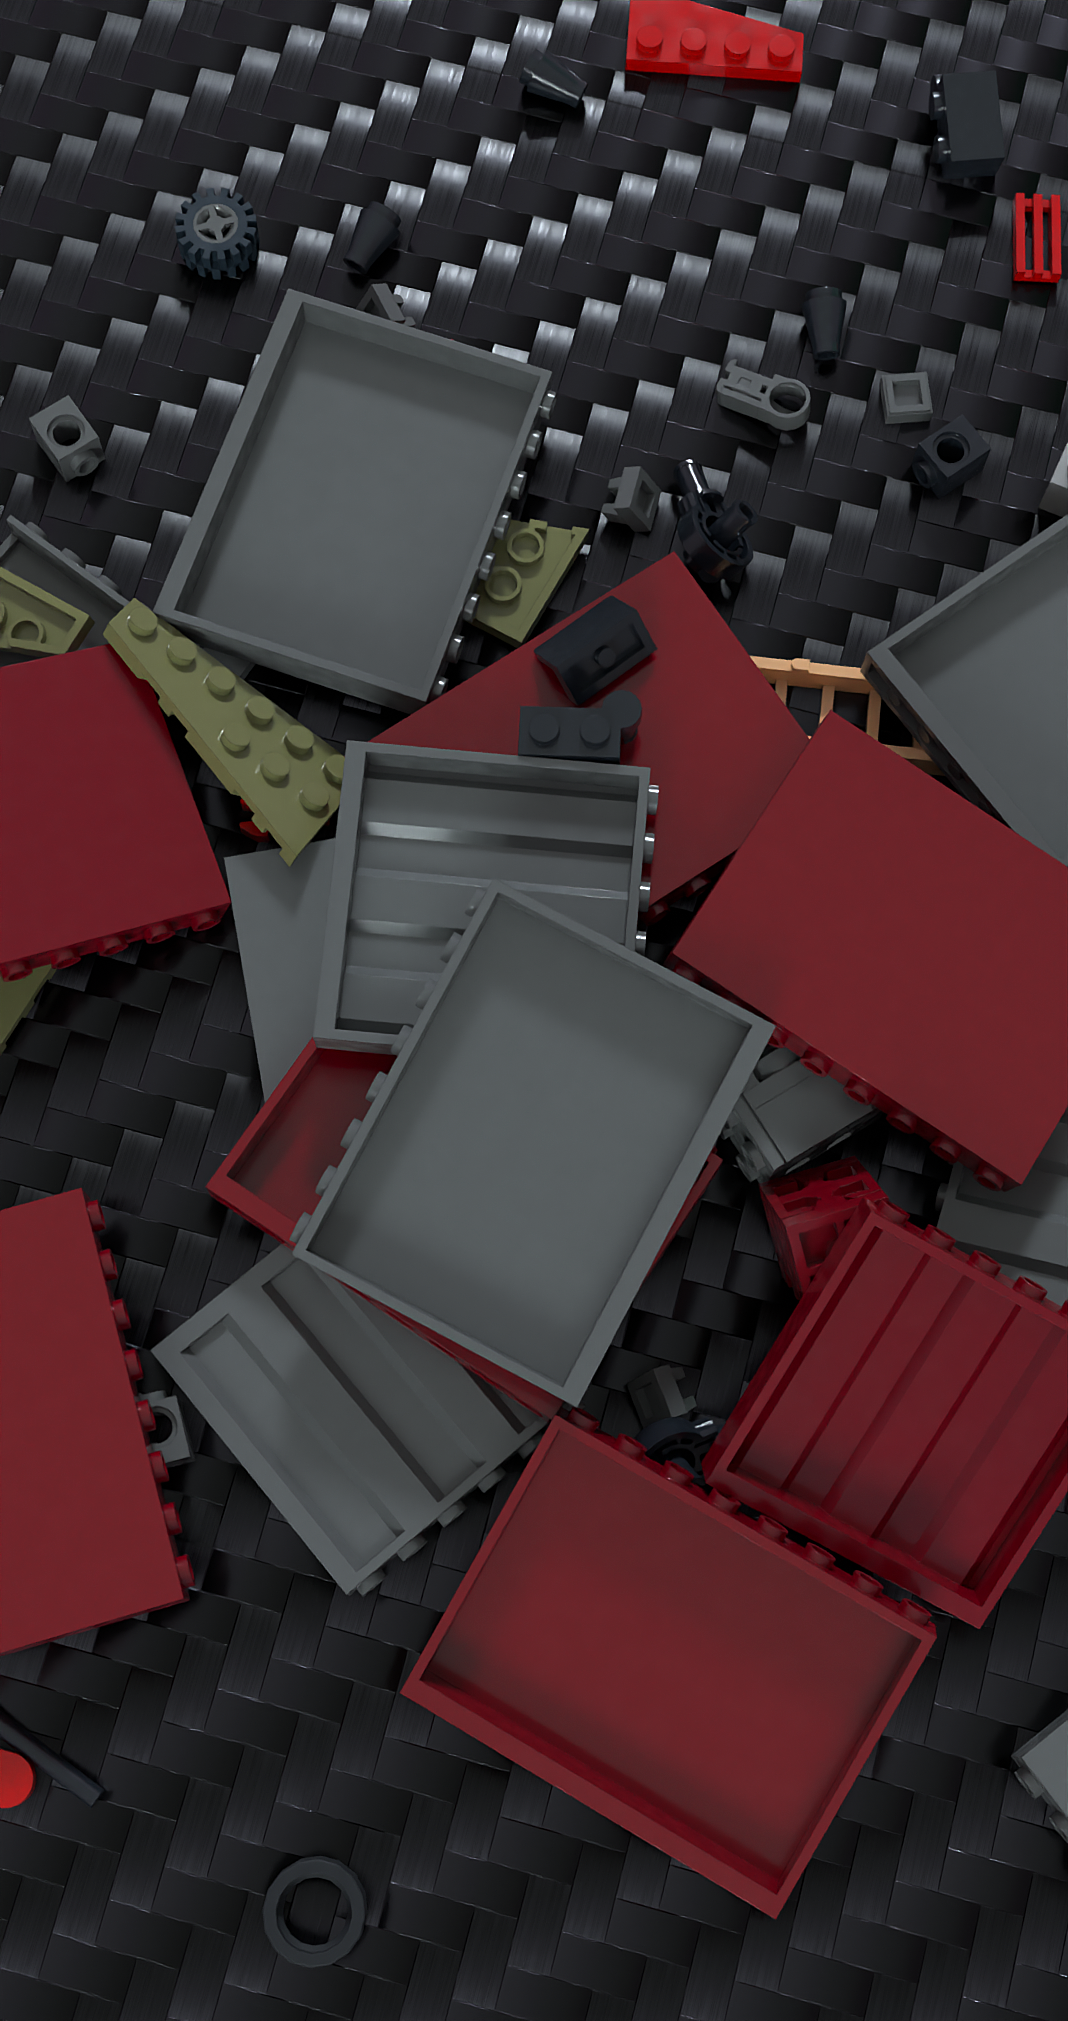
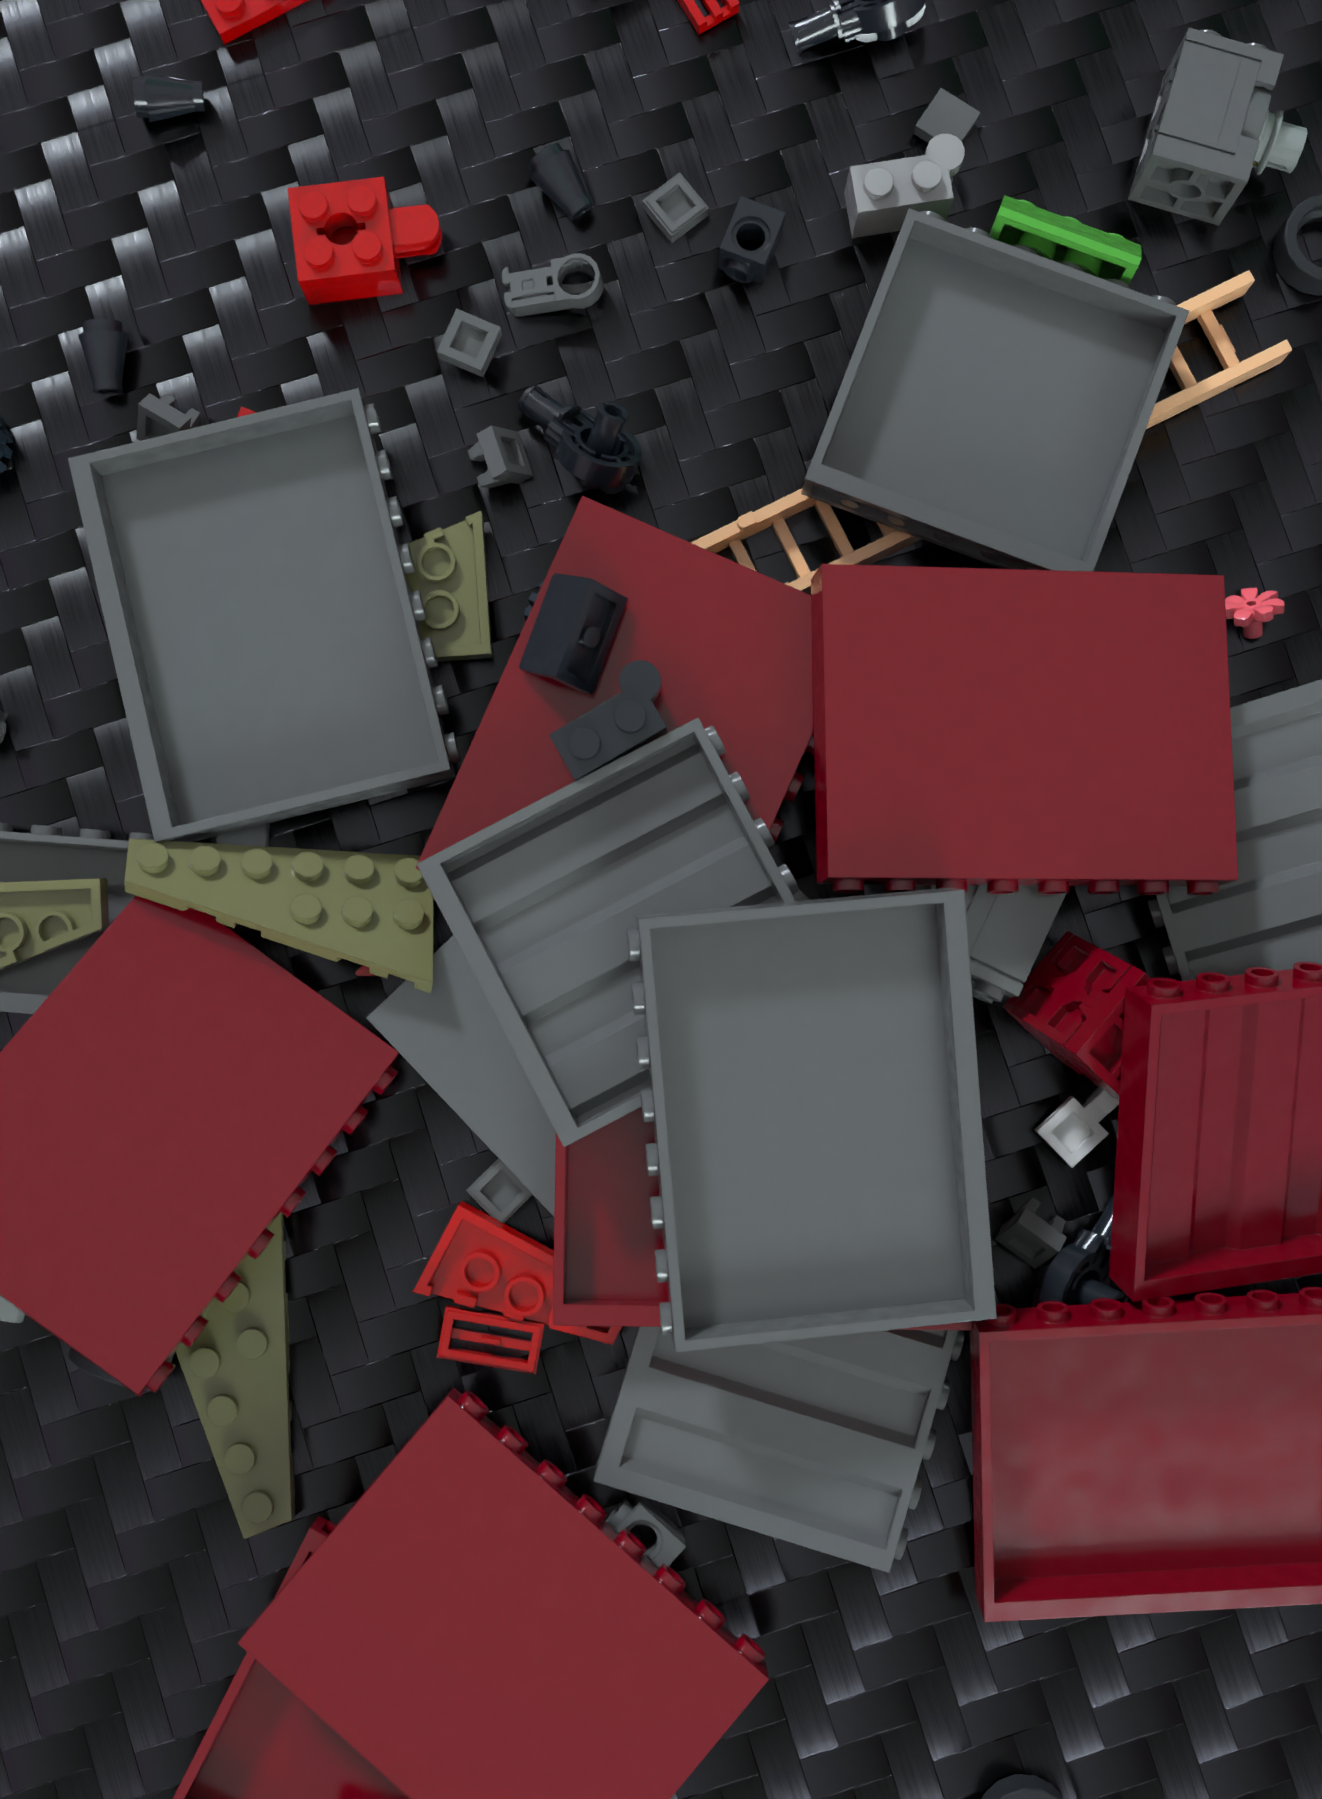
camera: 30 degrees left, 10 degrees up
(176, 1218) = (488, 1359): none -> red tile
(191, 1135) = (498, 1270): none -> red wing
(236, 1074) = (499, 1191): none -> dark grey tile
(624, 287) = (362, 258): none -> red brick
(667, 398) = (469, 342): none -> dark grey tile
(751, 1331) = (1075, 1127): none -> white plate

